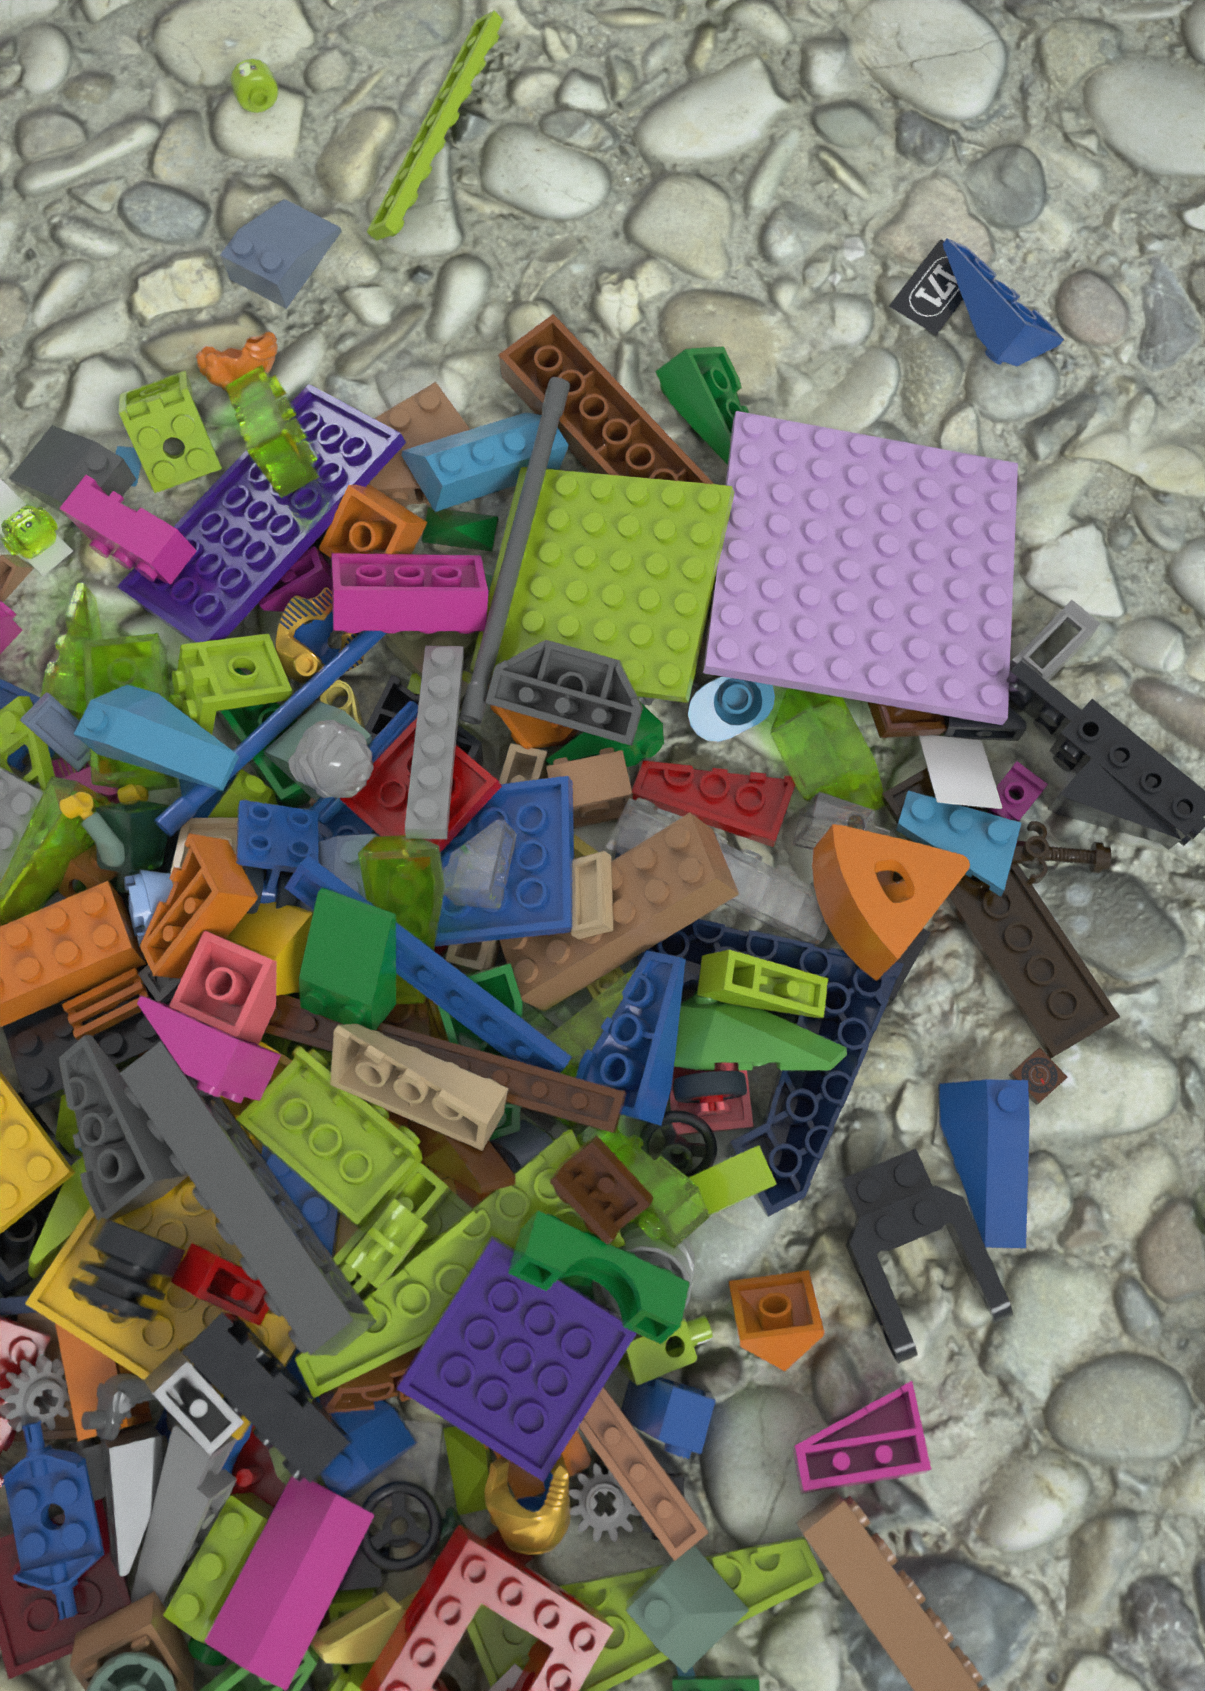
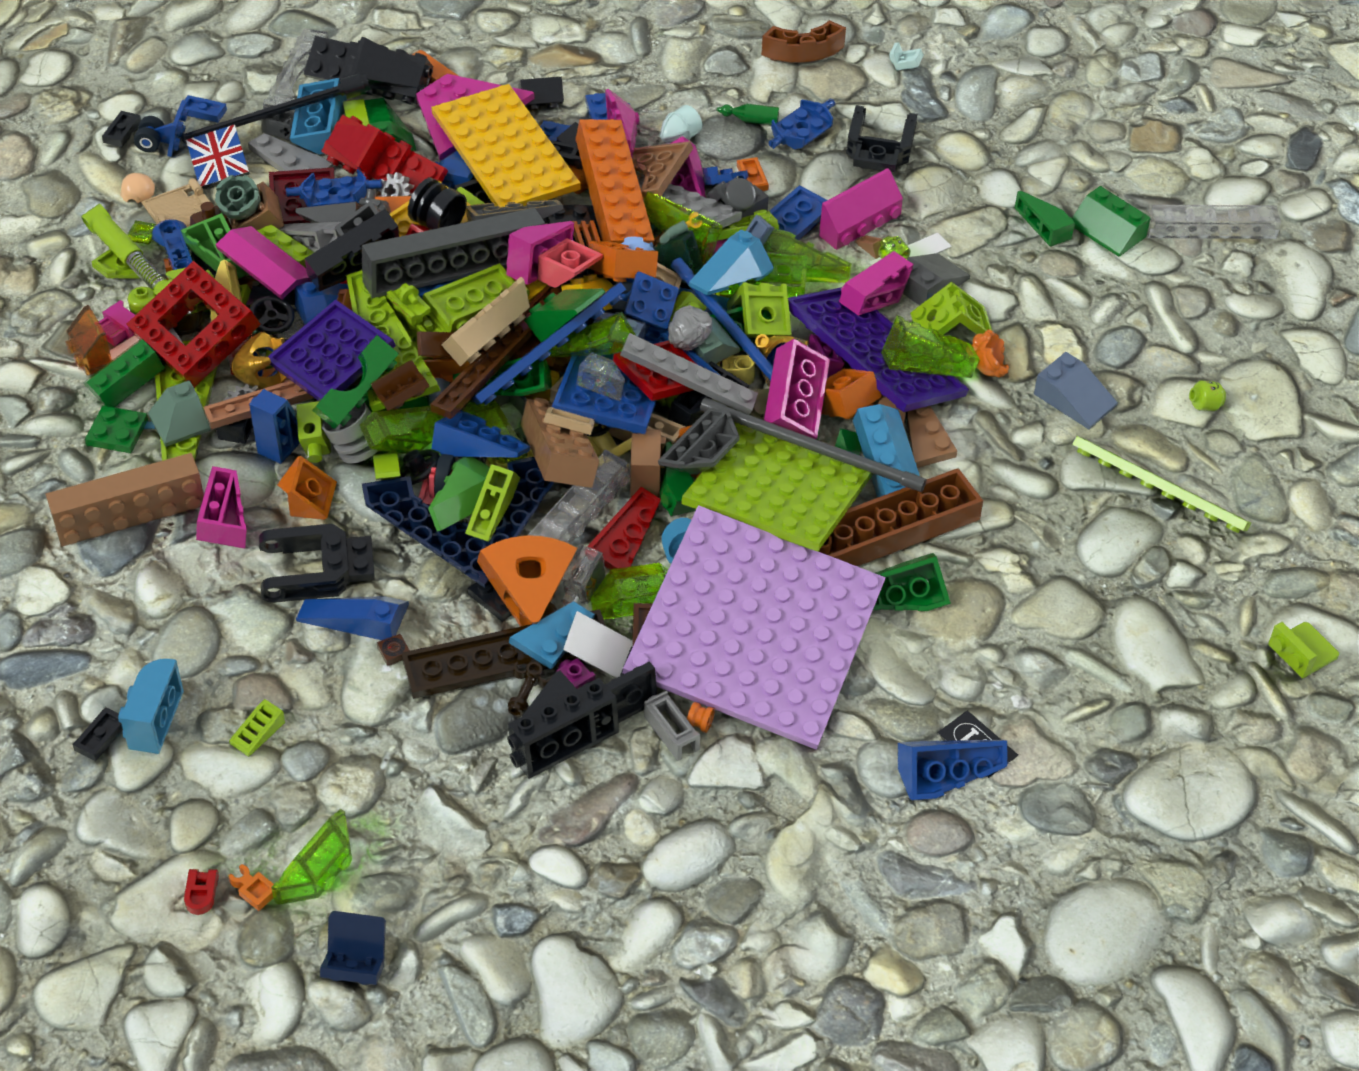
camera: 95 degrees right, 25 degrees down
(1026, 615) = (701, 716): none -> orange wheel

